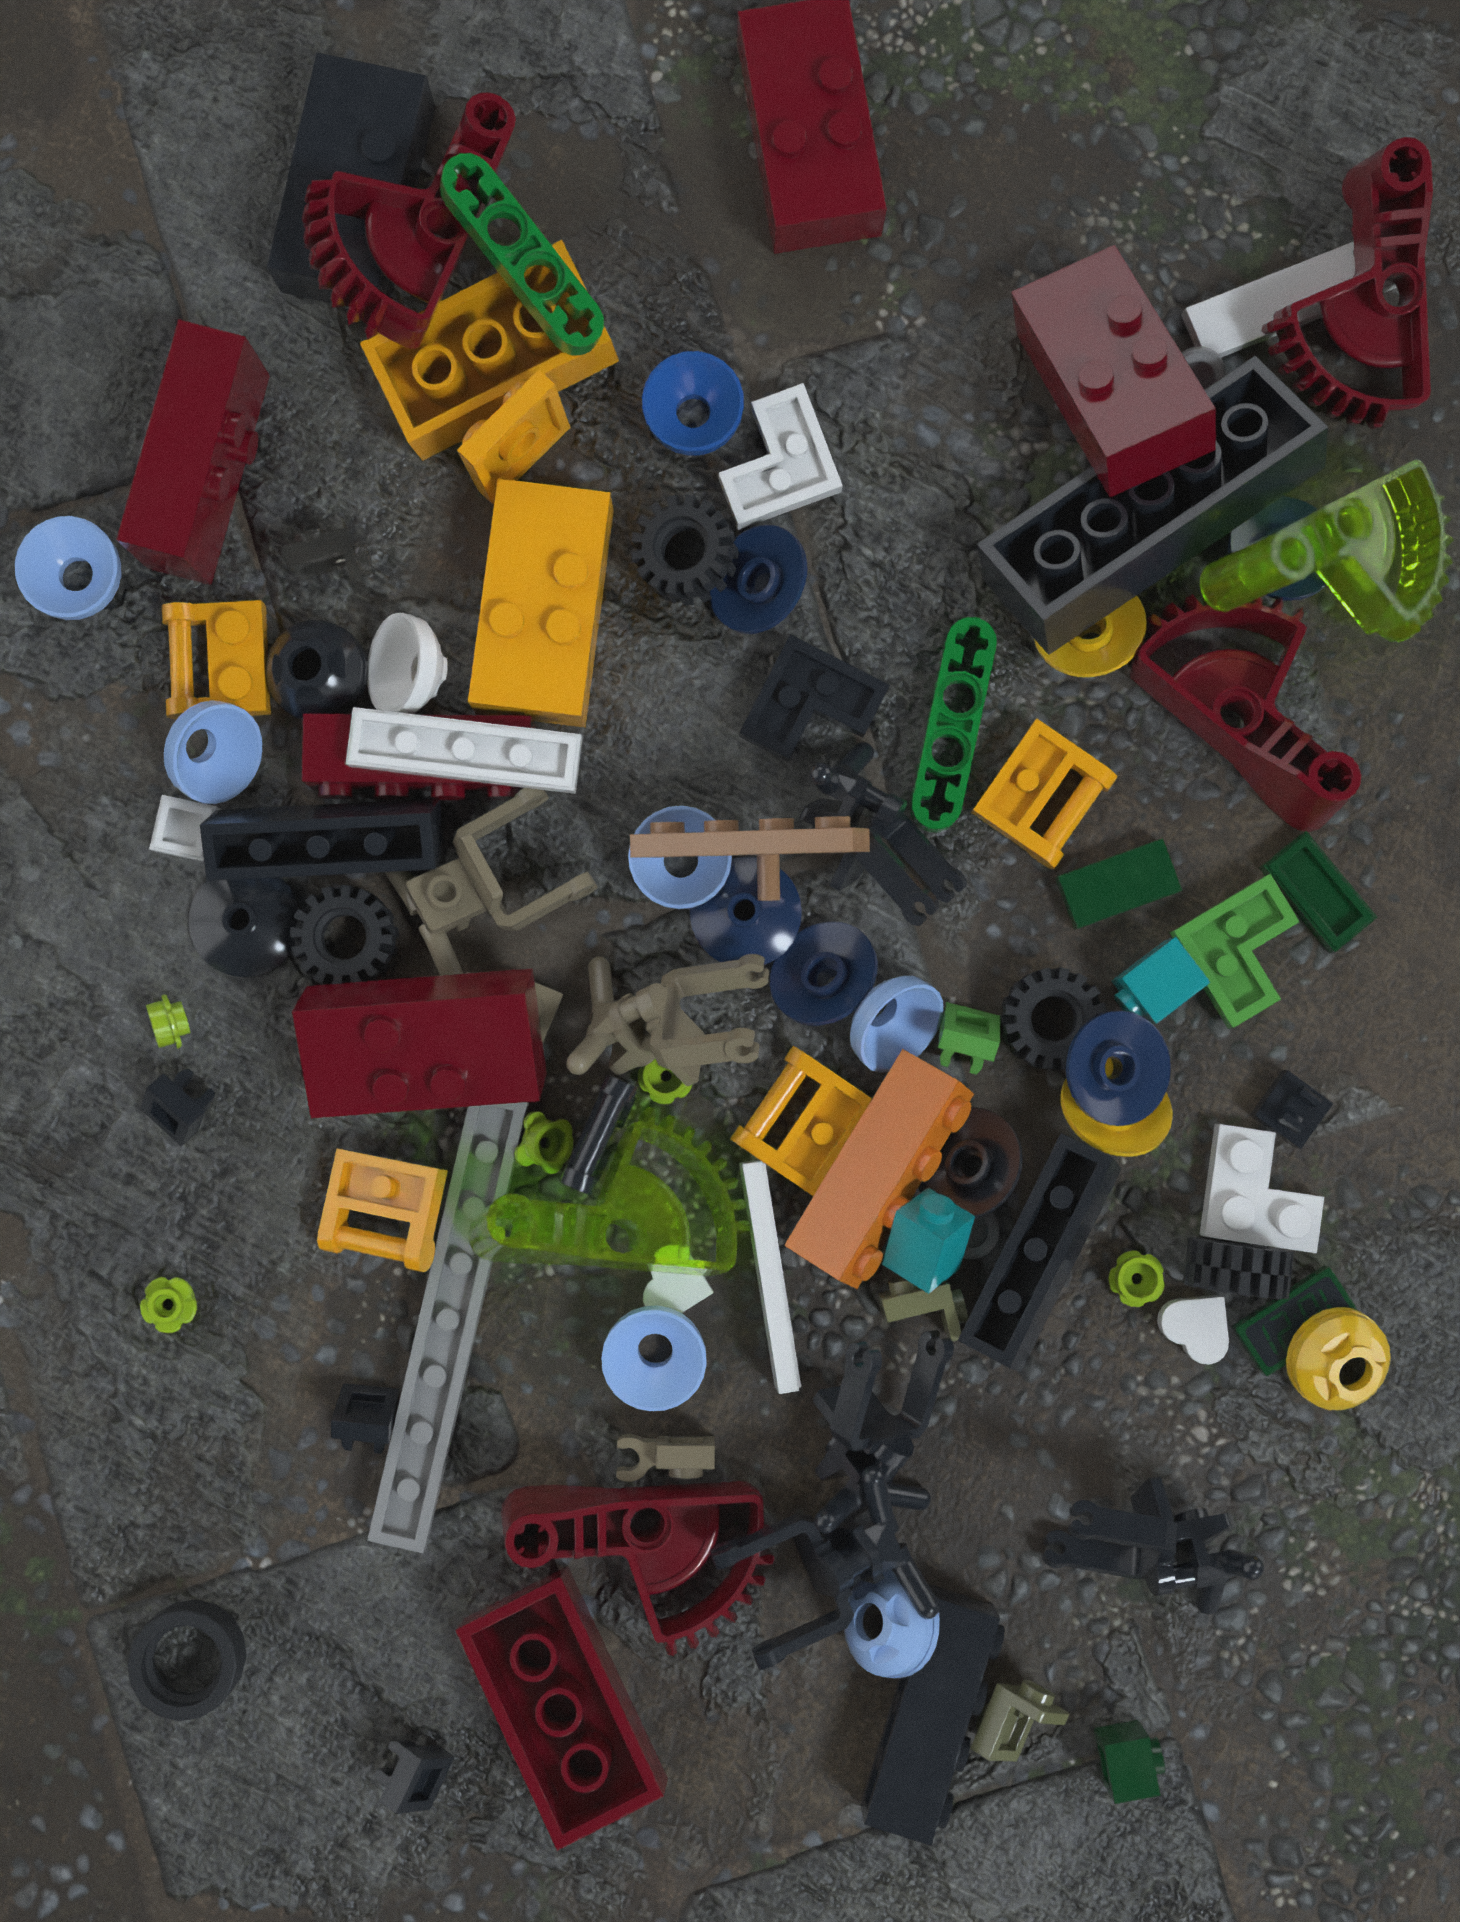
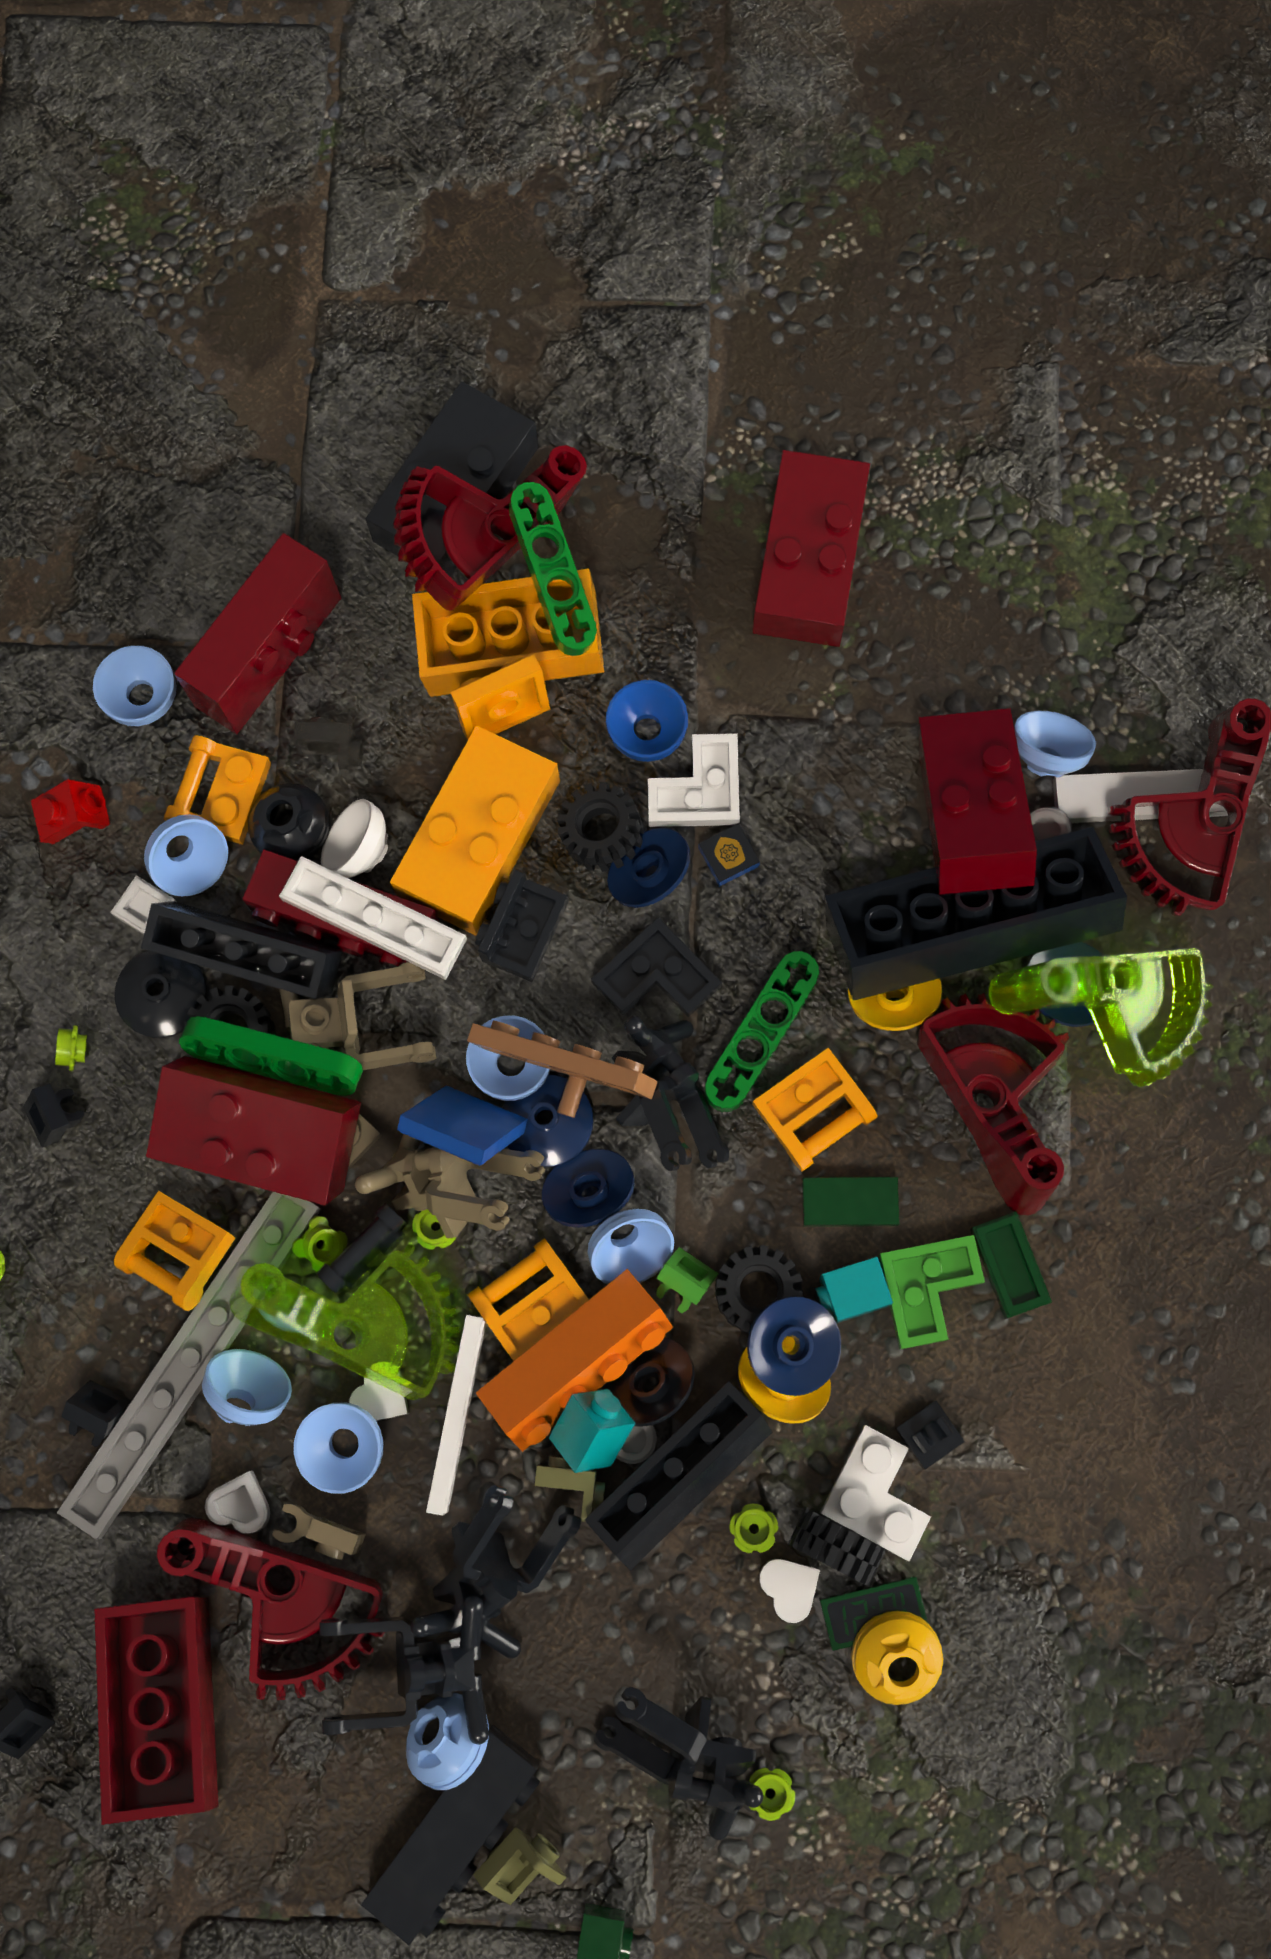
camera: 30 degrees right, 10 degrees down
(50, 745) = (68, 809): none -> red bracket
(409, 953) = (271, 1056): none -> green beam
(527, 1317) = (250, 1378): none -> light blue piece
(564, 1455) = (239, 1504): none -> white tile
(637, 699) = (521, 926): none -> black bracket
(658, 954) = (462, 1125): none -> blue tile
(842, 531) = (729, 855): none -> black tile
(1175, 269) = (1053, 743): none -> light blue piece
(1253, 1531) = (784, 1797): none -> lime plate

